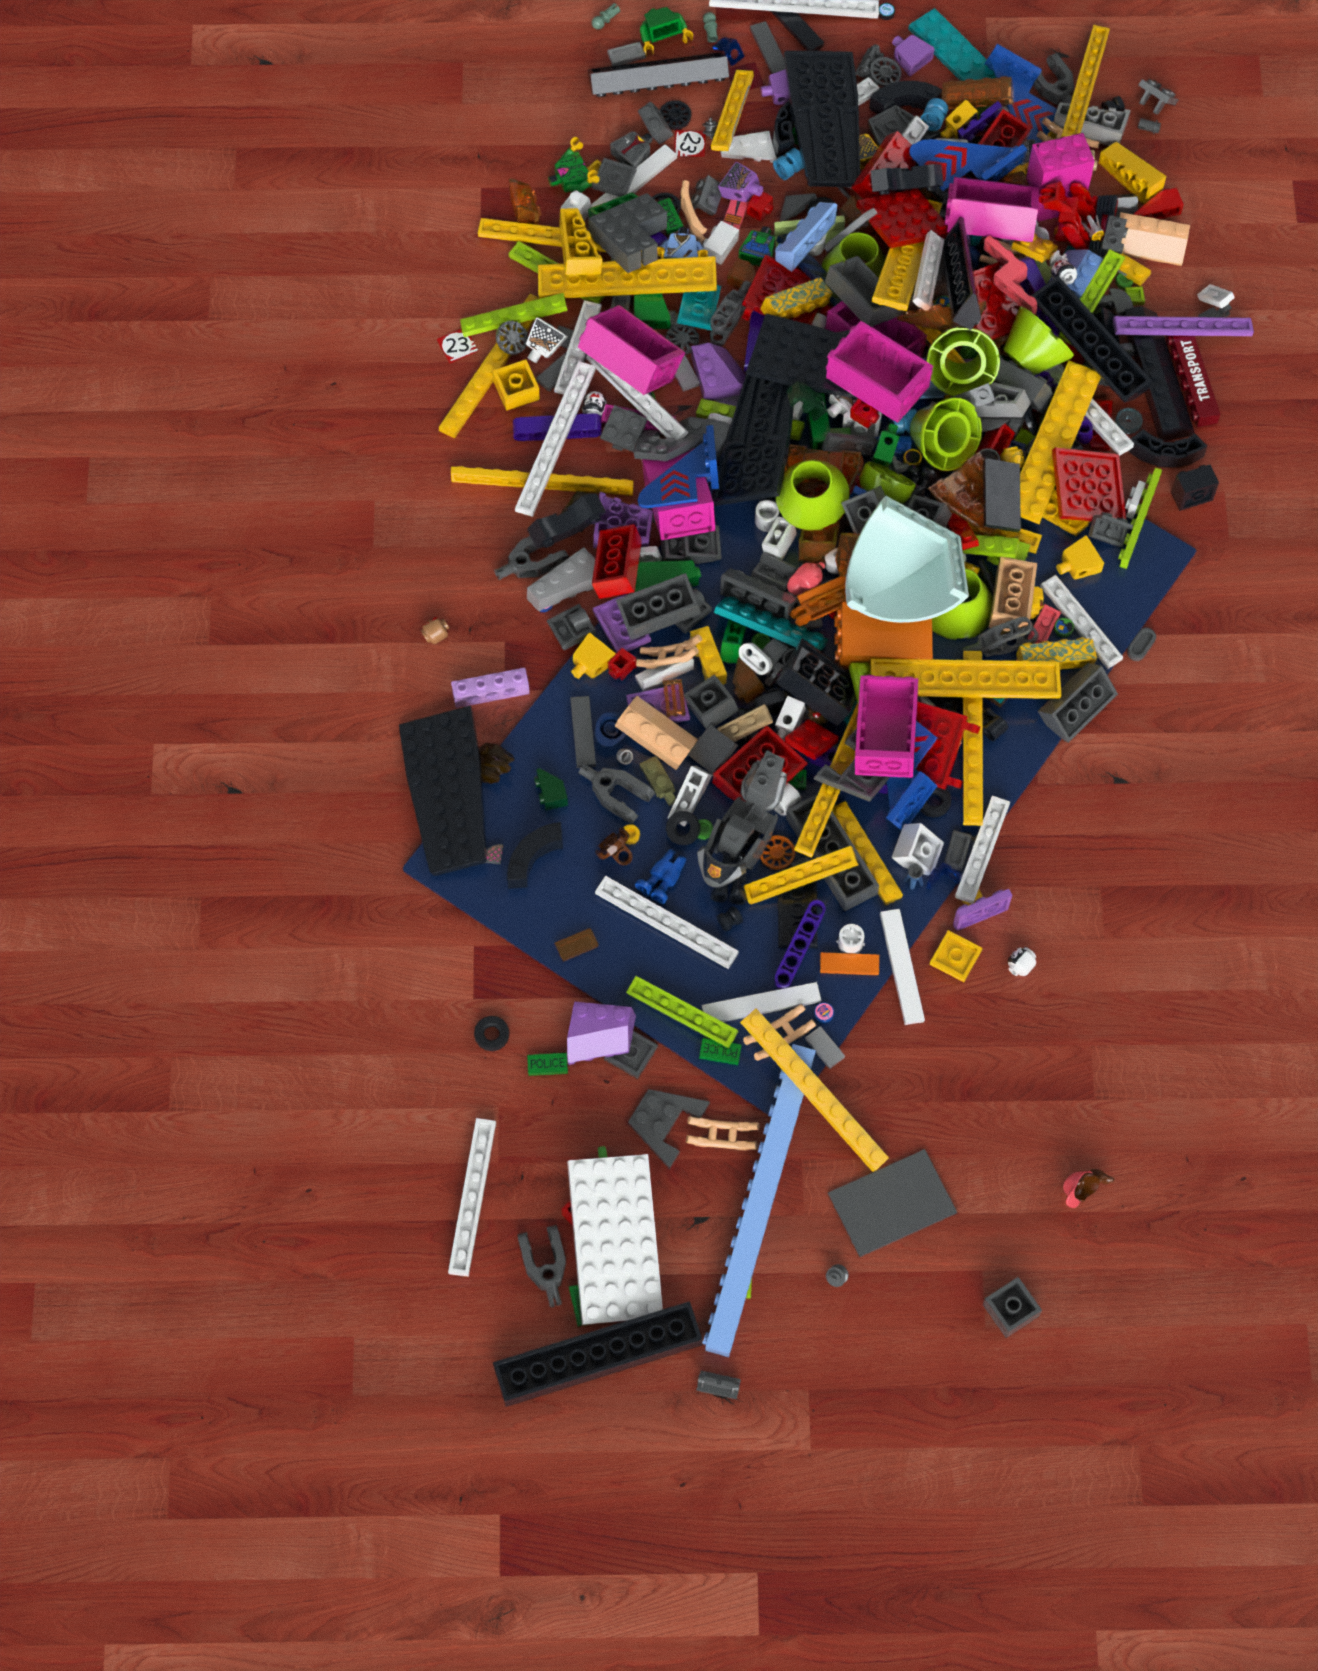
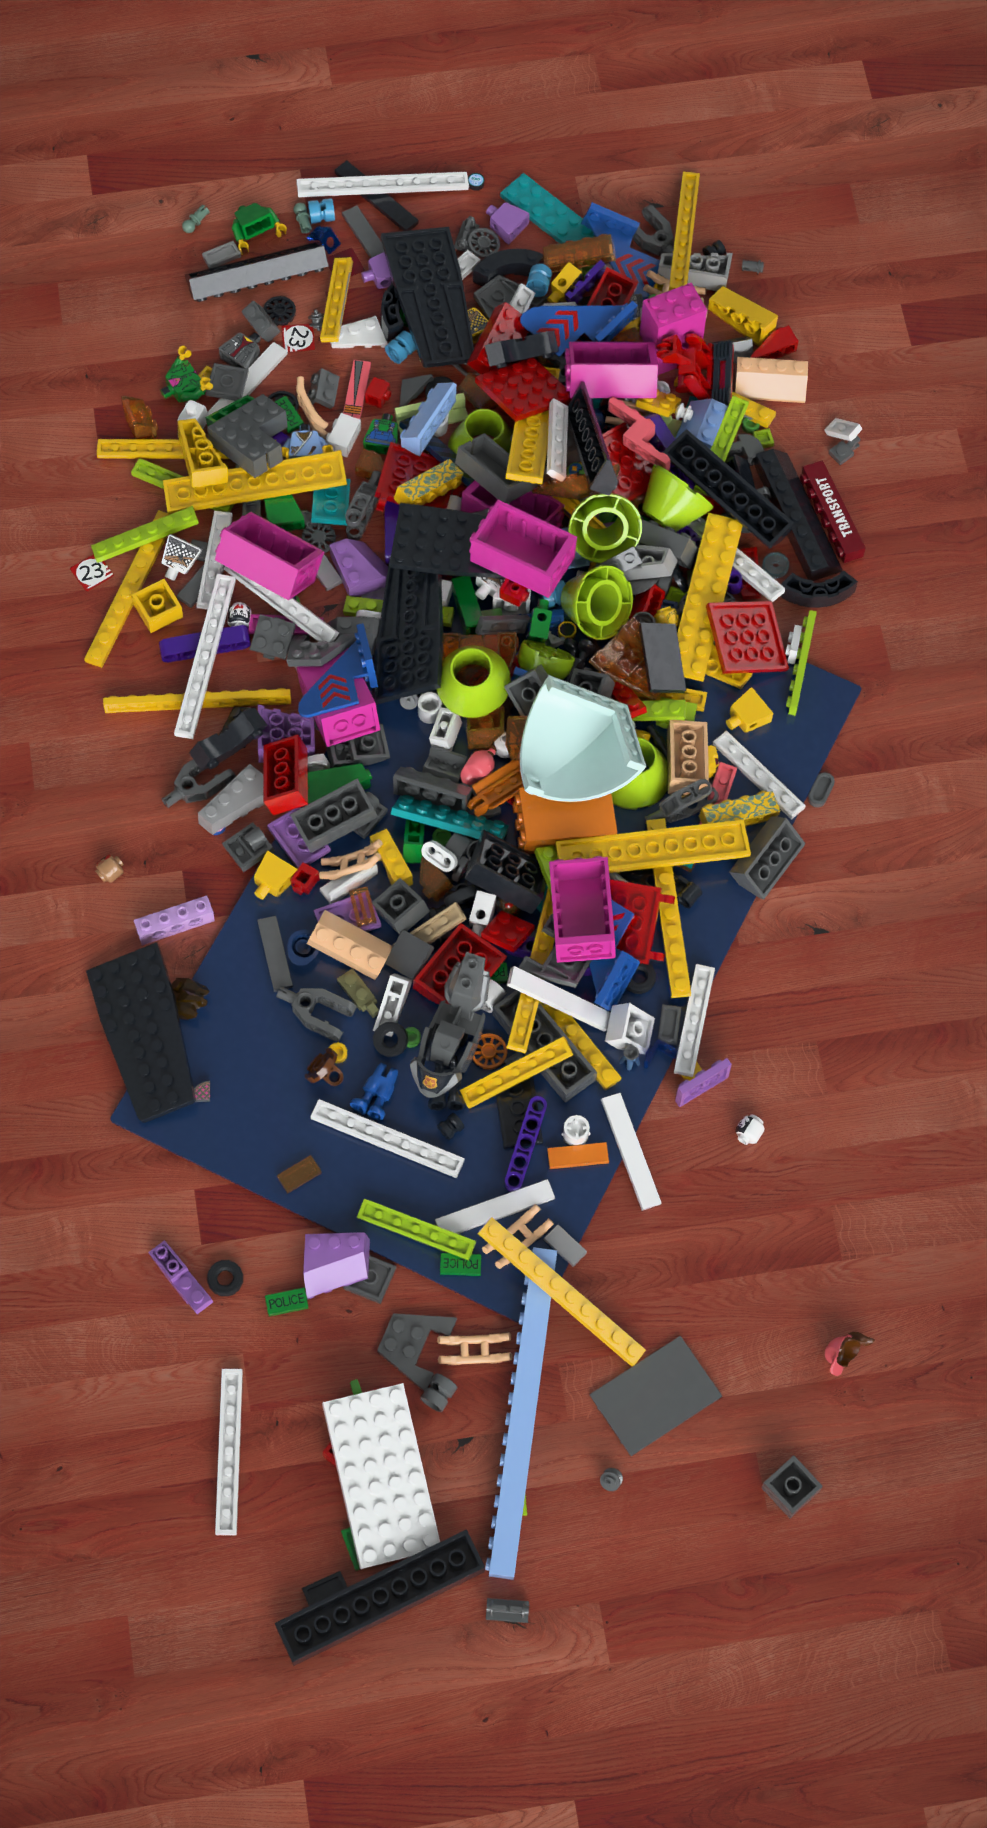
camera: 10 degrees left, 0 degrees up
(448, 1026) = (180, 1277): none -> medium lavender slope
(511, 337) = (146, 557): dark grey wheel -> none
(529, 850) = (238, 1082): black brick -> none
(545, 1337) = (324, 1588): none -> black tile
(552, 790) = (252, 1018): dark green slope -> none
(557, 1269) = (326, 1514): dark grey piece -> none
(624, 756) = (320, 973): light grey hinge -> none
(683, 1167) = (439, 1391): none -> dark grey wheel
(729, 22) = (321, 210): none -> dark azure wheel
(740, 184) = (355, 373): medium lavender torso -> none
(748, 507) = (409, 702): none -> wheel
(812, 400) = (459, 585): clear green window -> none
(824, 1012) = (559, 1209): tile -> none
(850, 229) = (472, 406): light grey tile -> none
(851, 810) = (558, 998): none -> white tile
(956, 956) = (683, 1133): yellow plate -> none
(1063, 627) = (742, 783): tile -> none
(1065, 271) = (692, 423): white head -> none
(1095, 232) = (716, 380): flat silver piece -> none
(1109, 529) = (773, 678): dark grey bracket -> none
(1114, 233) = (735, 380): dark grey bracket -> none
(1153, 87) = (751, 228): dark grey plate -> none
(1182, 326) = (815, 463): medium lavender tile -> none
(1194, 487) = (851, 624): black container -> none

